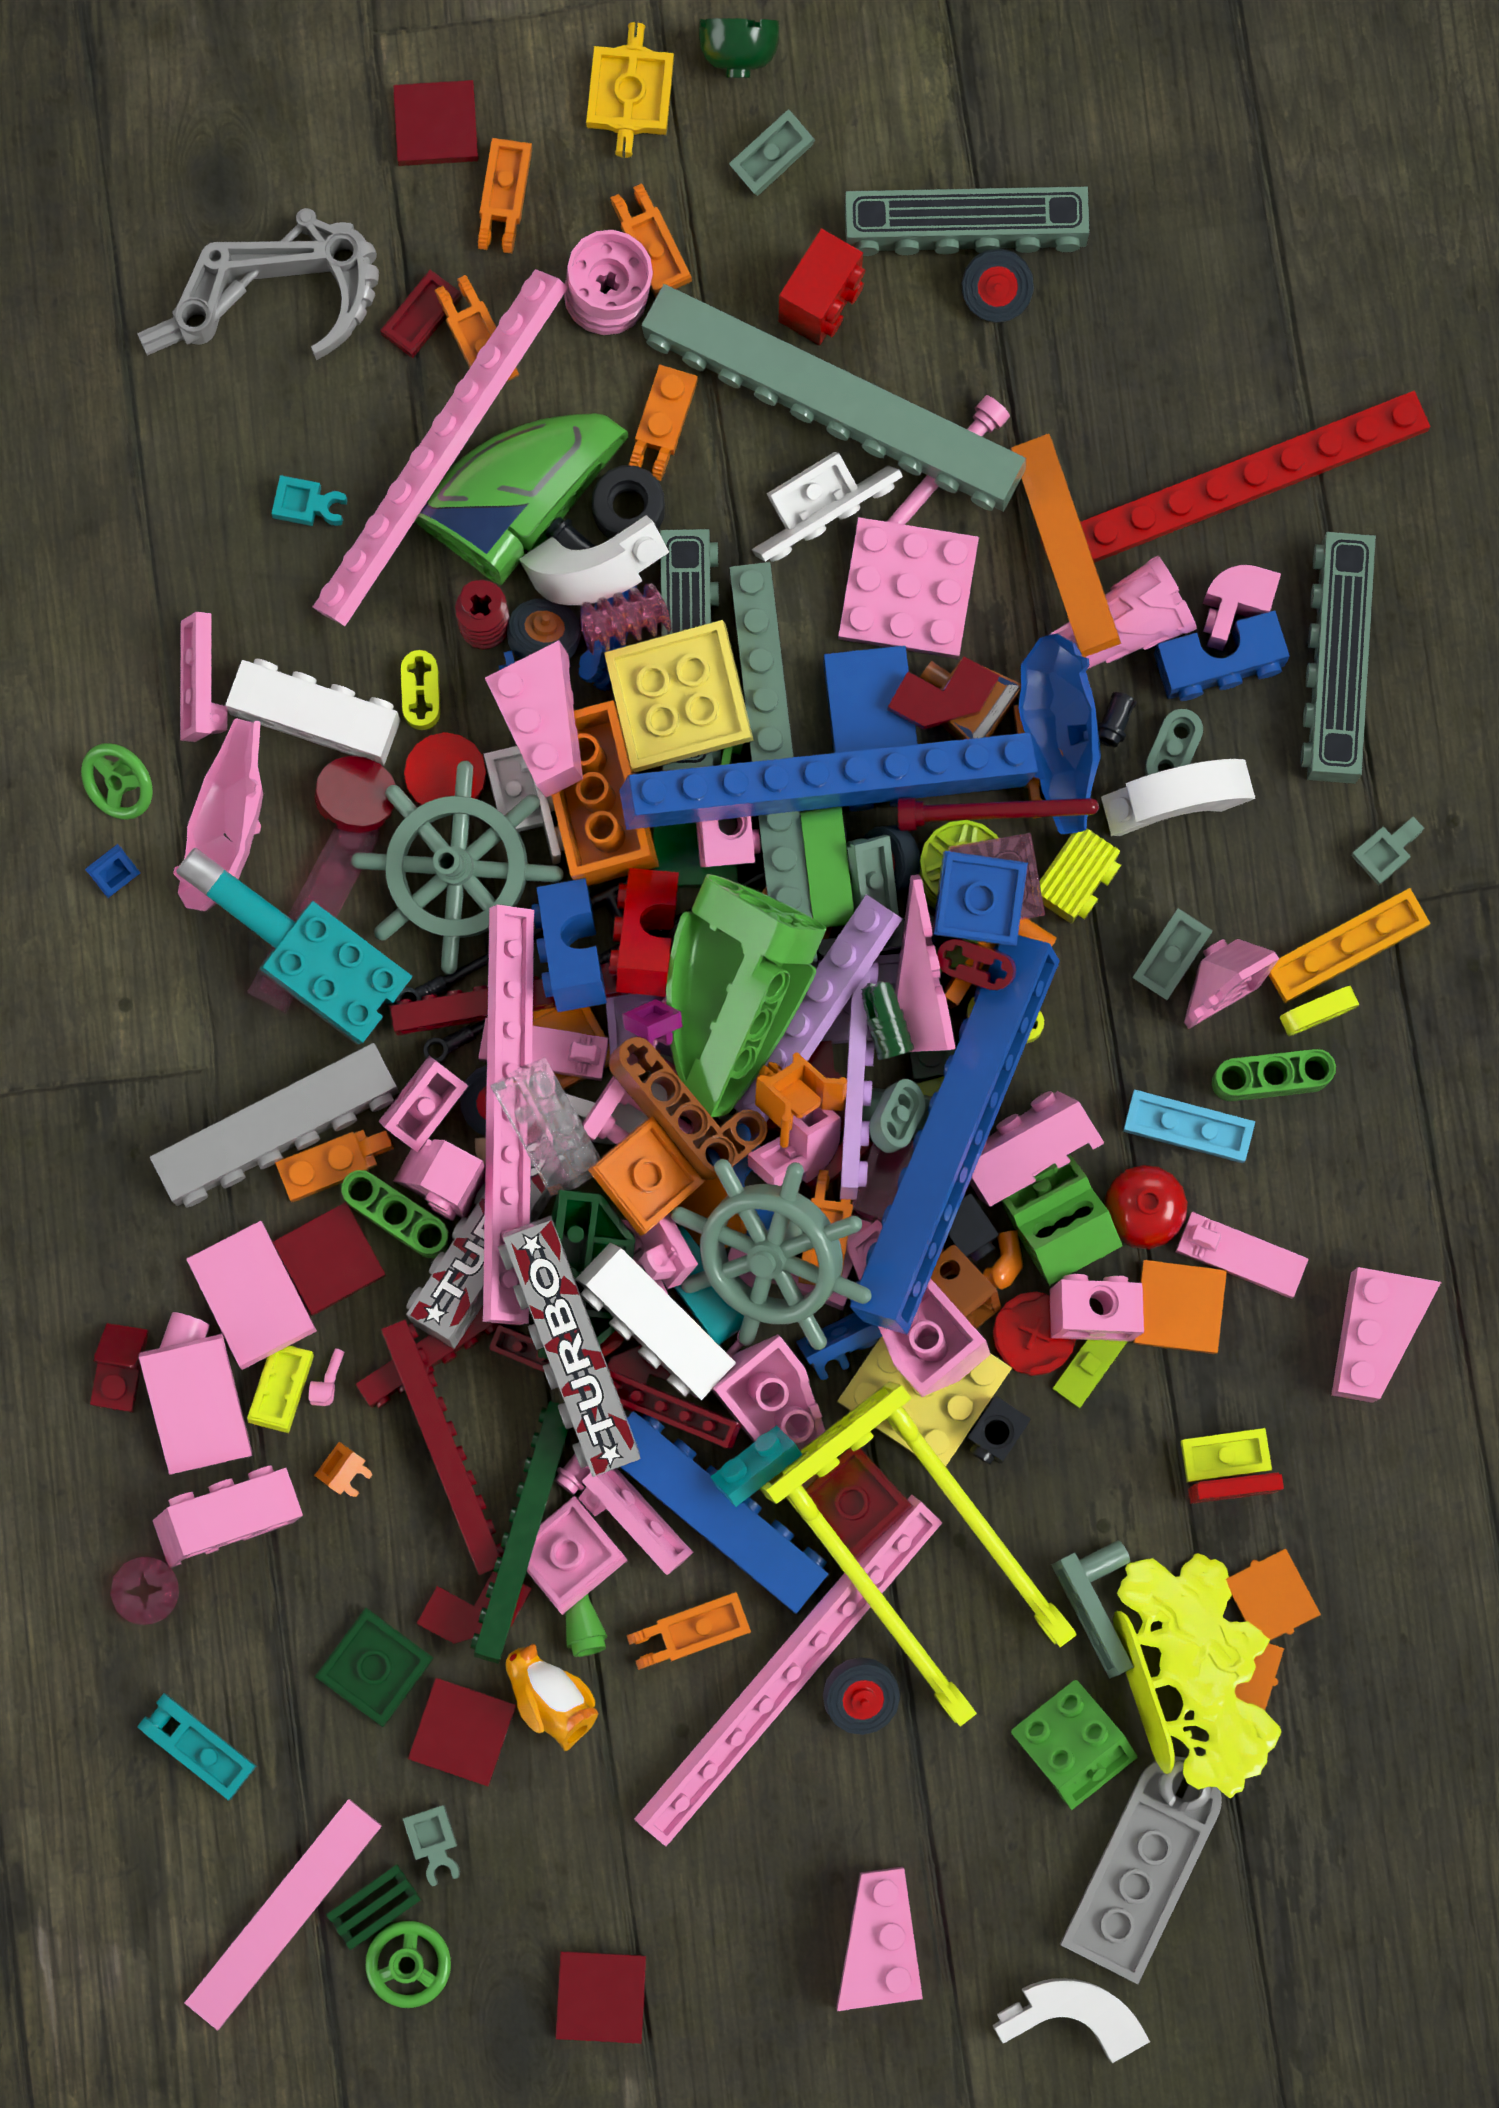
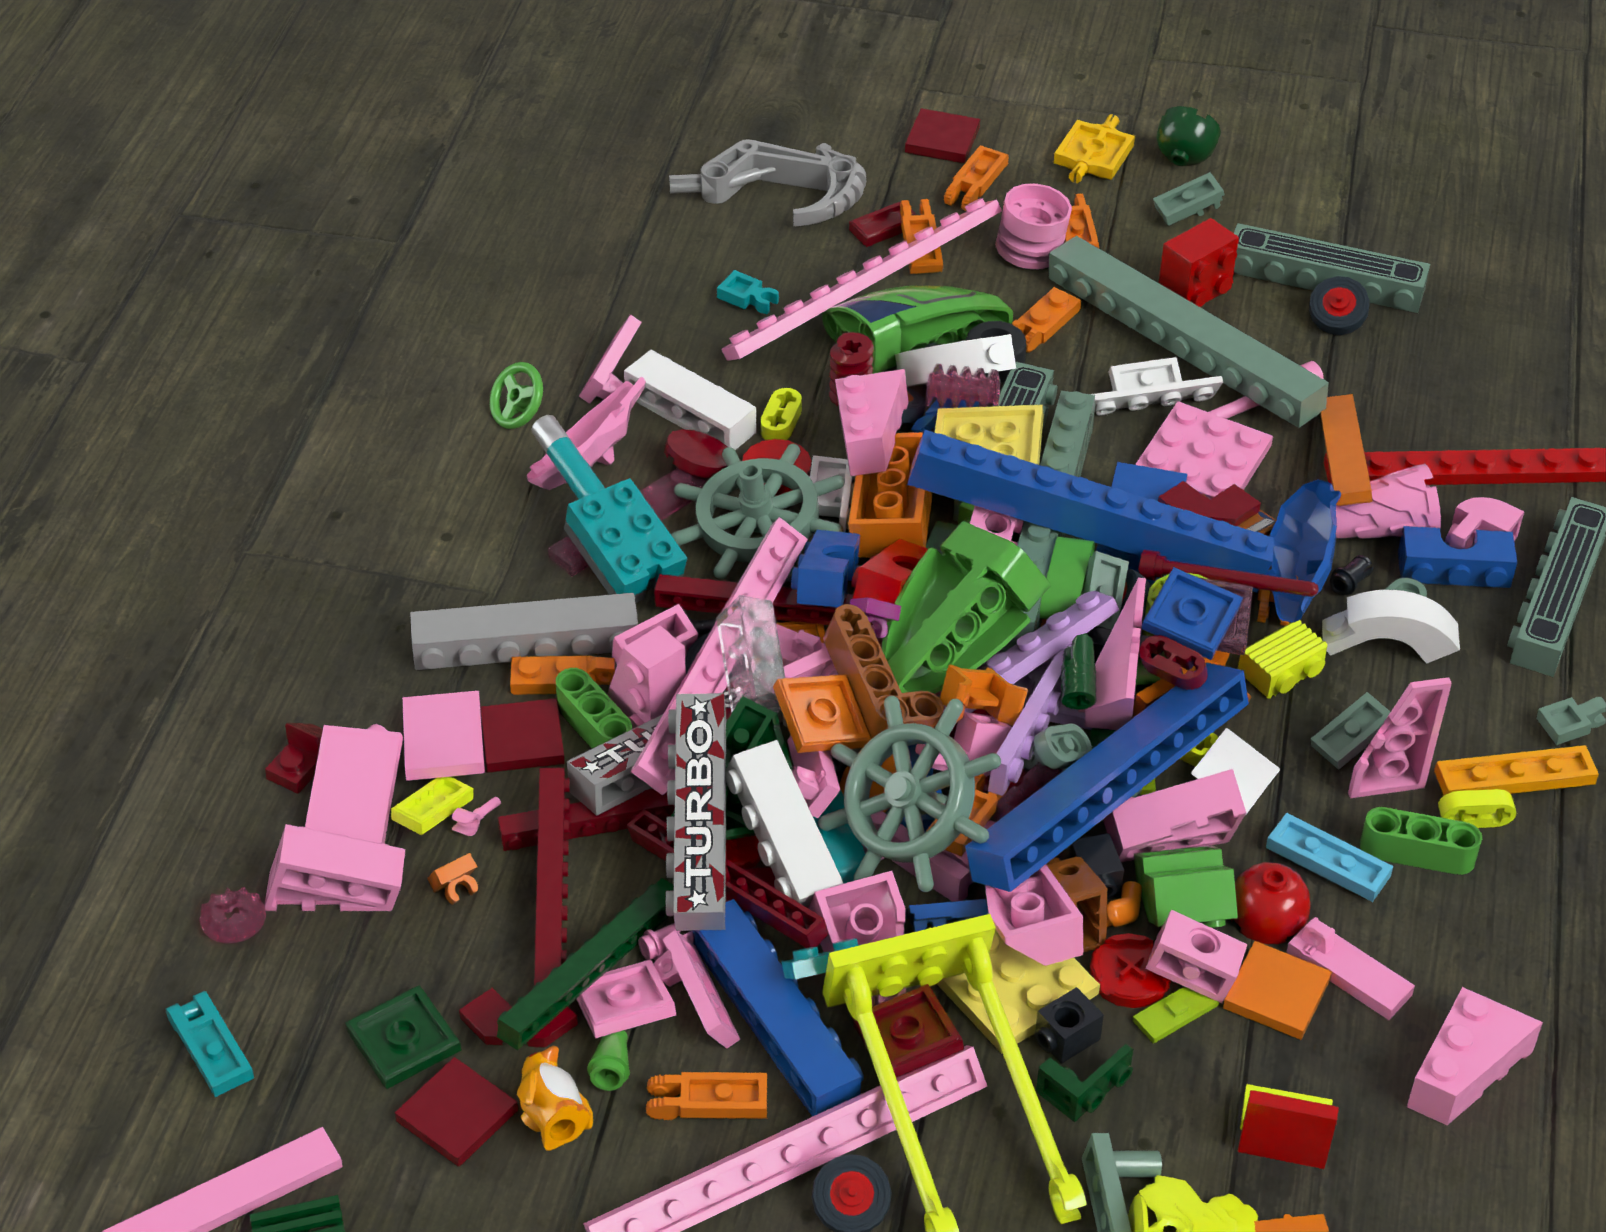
camera: 20 degrees right, 35 degrees down
(112, 871) = (483, 449): blue slope -> none
(431, 1837) = (381, 1185): sand green plate -> none
(1013, 1500) = (1070, 1095): none -> dark green bracket
(1067, 1046) = (1250, 767): none -> white sticker

